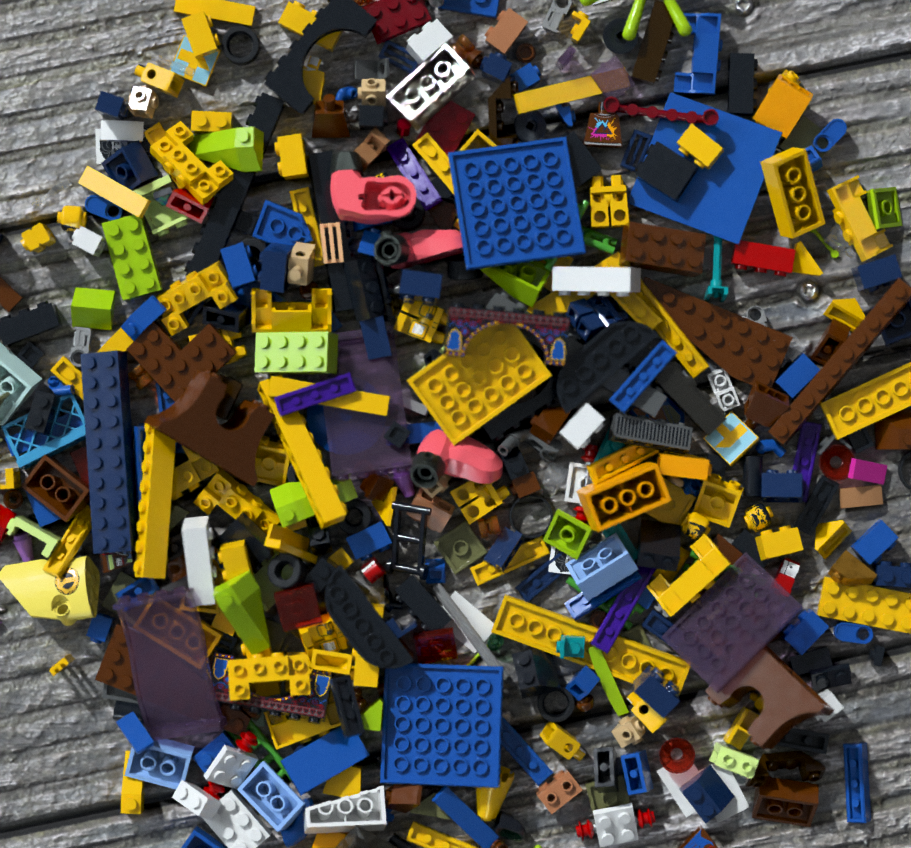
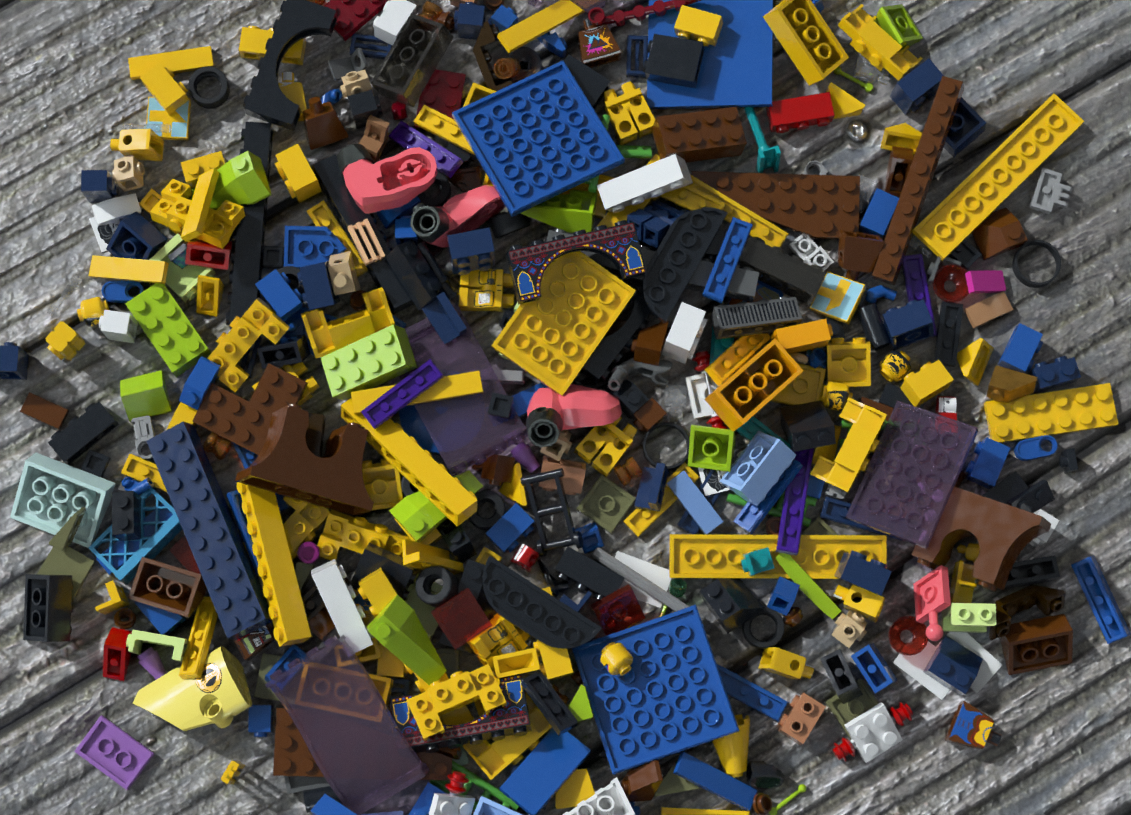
camera: 30 degrees left, 10 degrees down
(177, 240) = (209, 295): none -> yellow slope
(188, 500) = (308, 552): none -> magenta tile
(195, 161) = (200, 205): none -> yellow tile
(418, 689) = (616, 658): none -> yellow head
(518, 124) = (510, 65): none -> clear orange wheel
(536, 575) = (695, 502): none -> medium blue tile
(708, 735) = (931, 598): none -> coral plate

